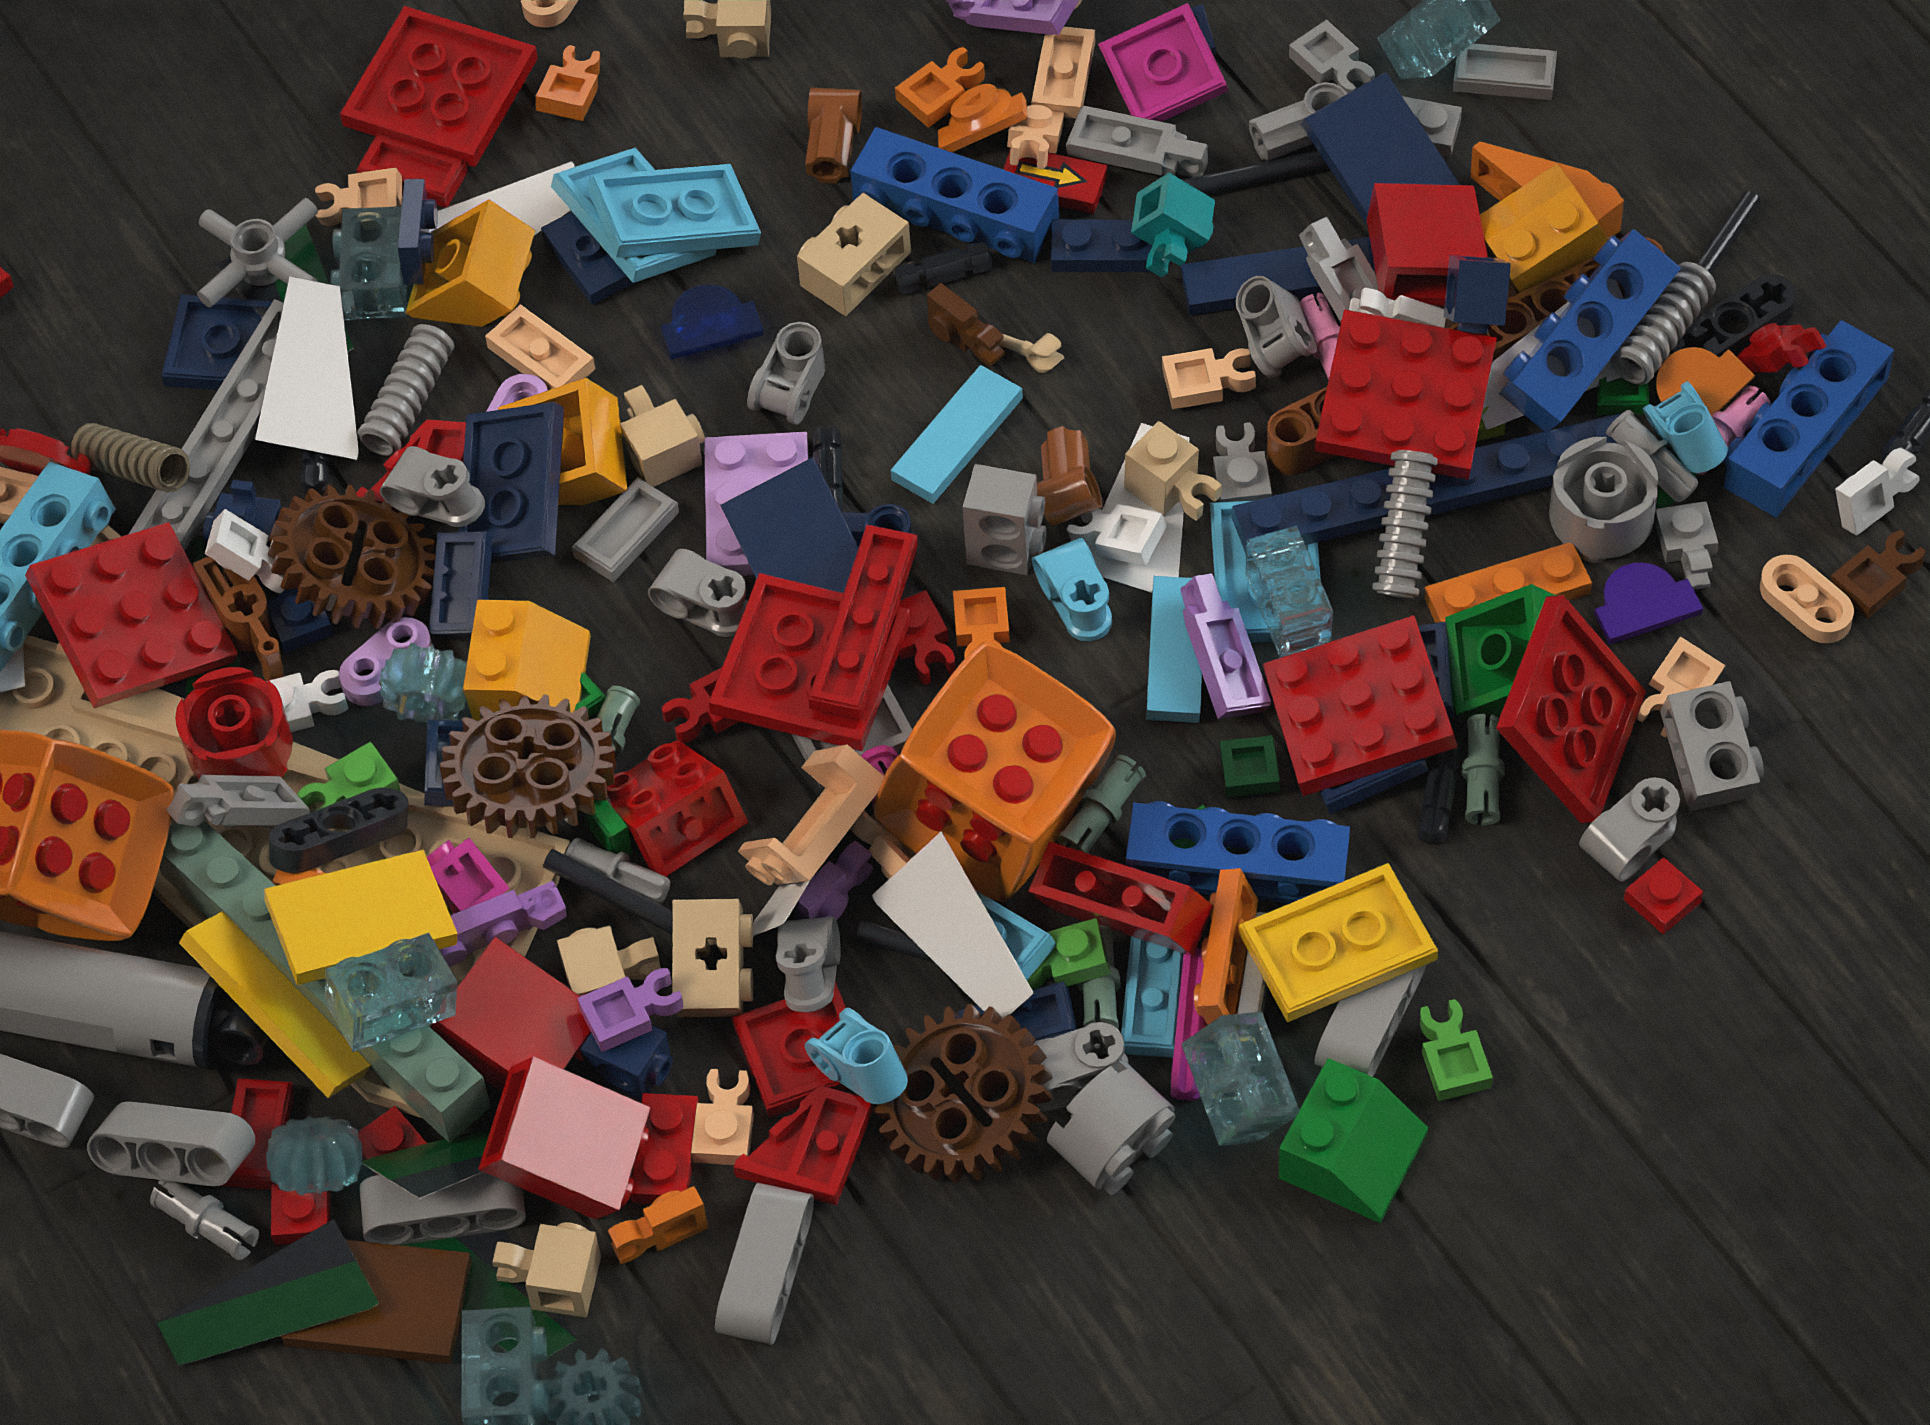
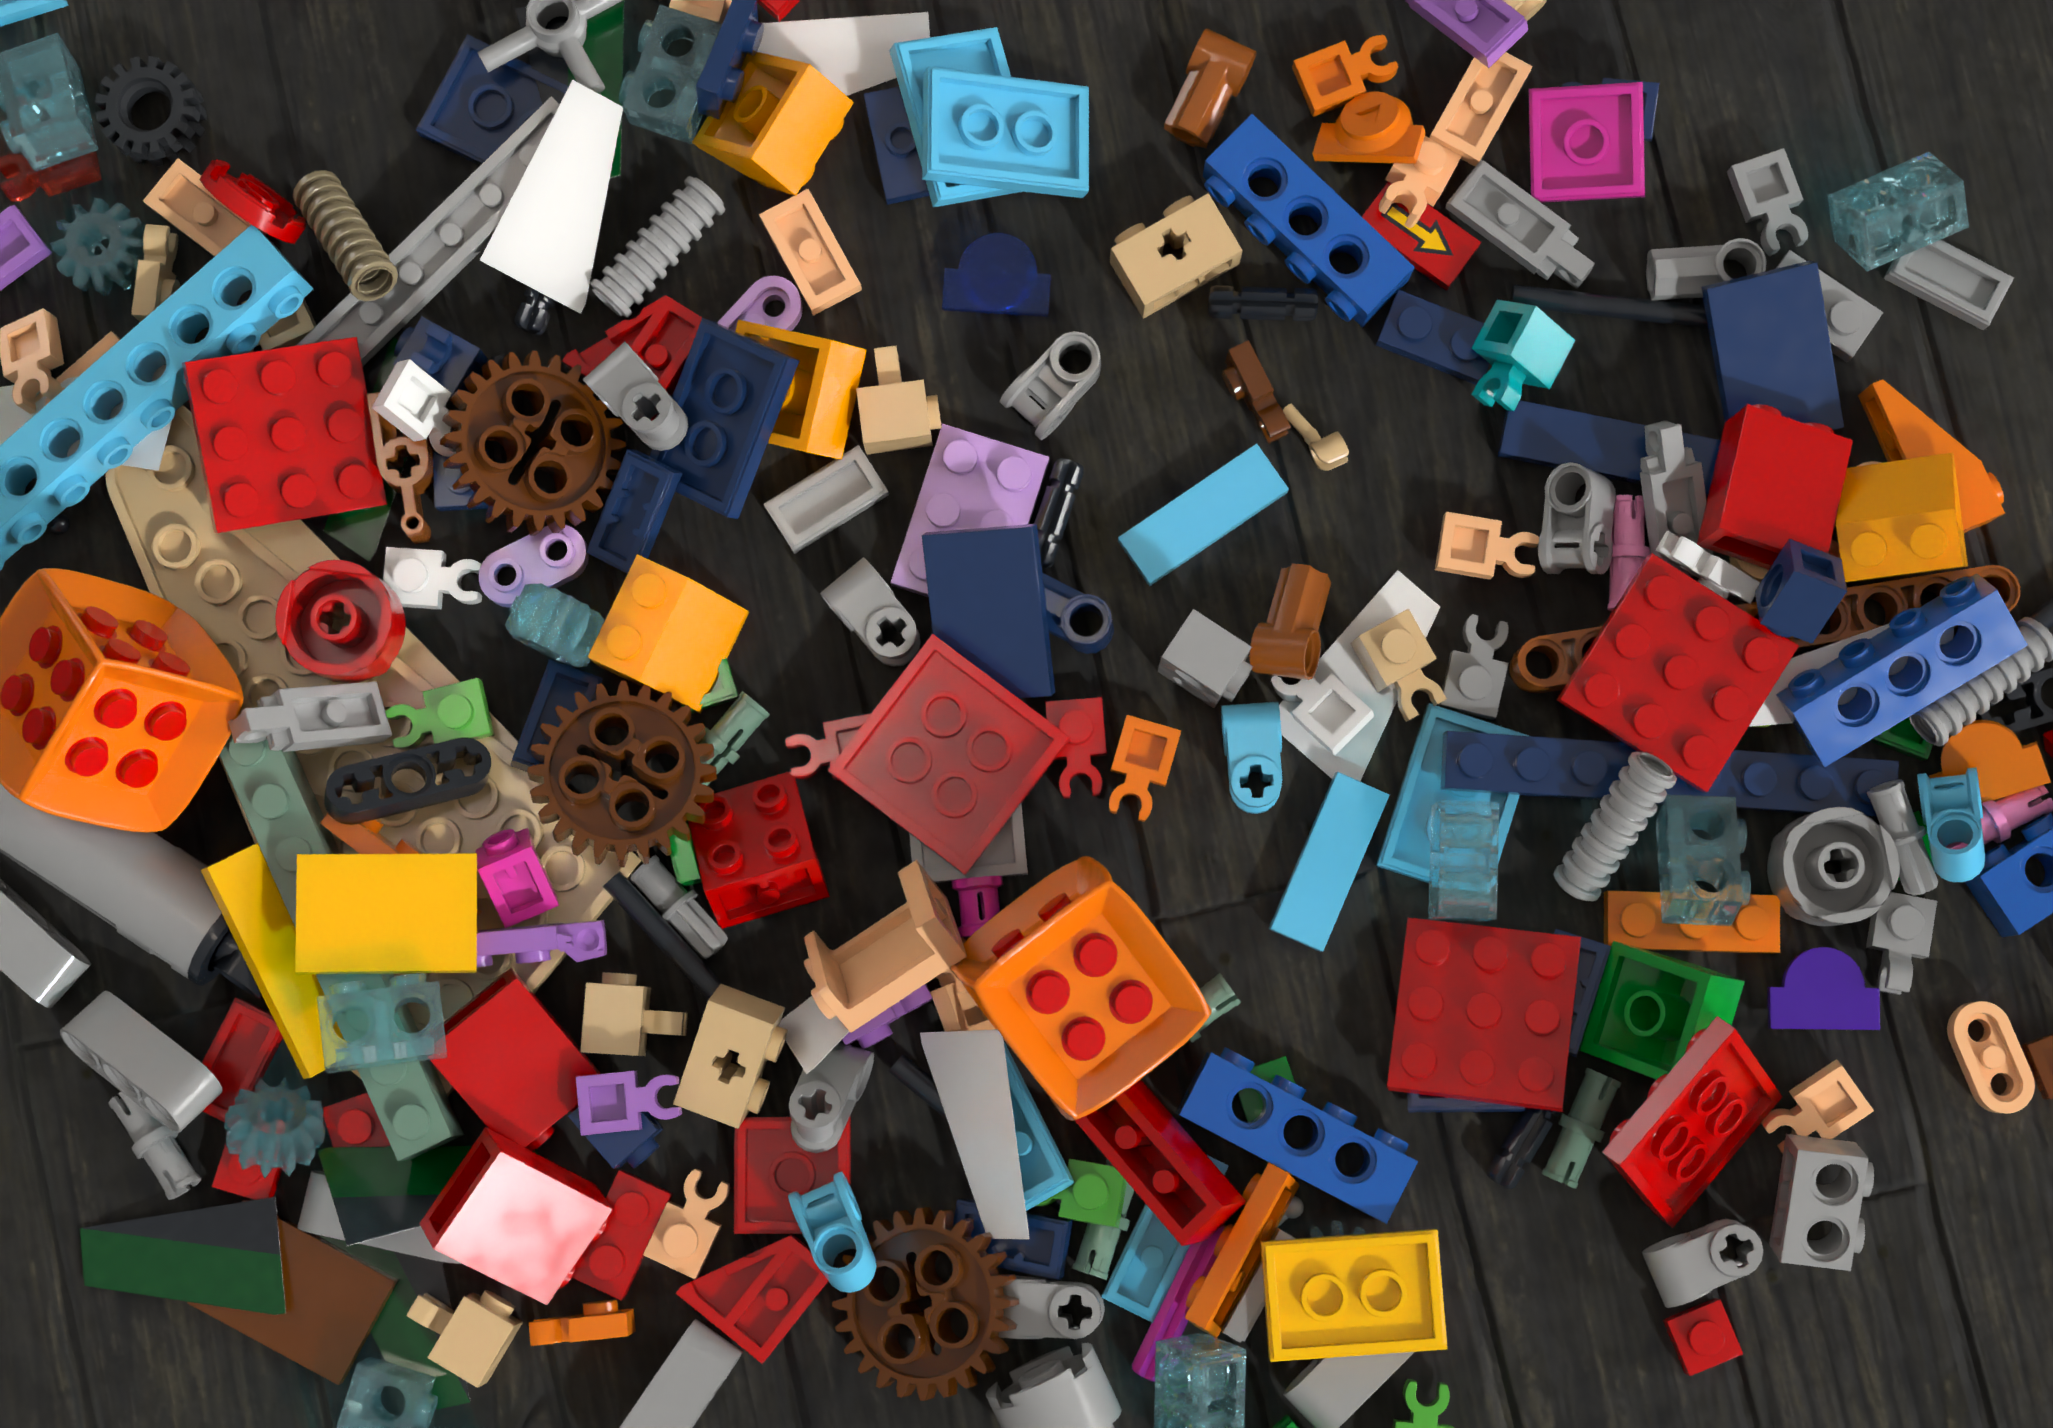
camera: 20 degrees right, 25 degrees up
(863, 622) = (1016, 738): red tile -> none
(1223, 650) = (1372, 894): medium lavender hinge -> none
(1249, 766) = (1348, 1032): dark green plate -> none
(1490, 528) = (1689, 859): none -> clear light blue brick

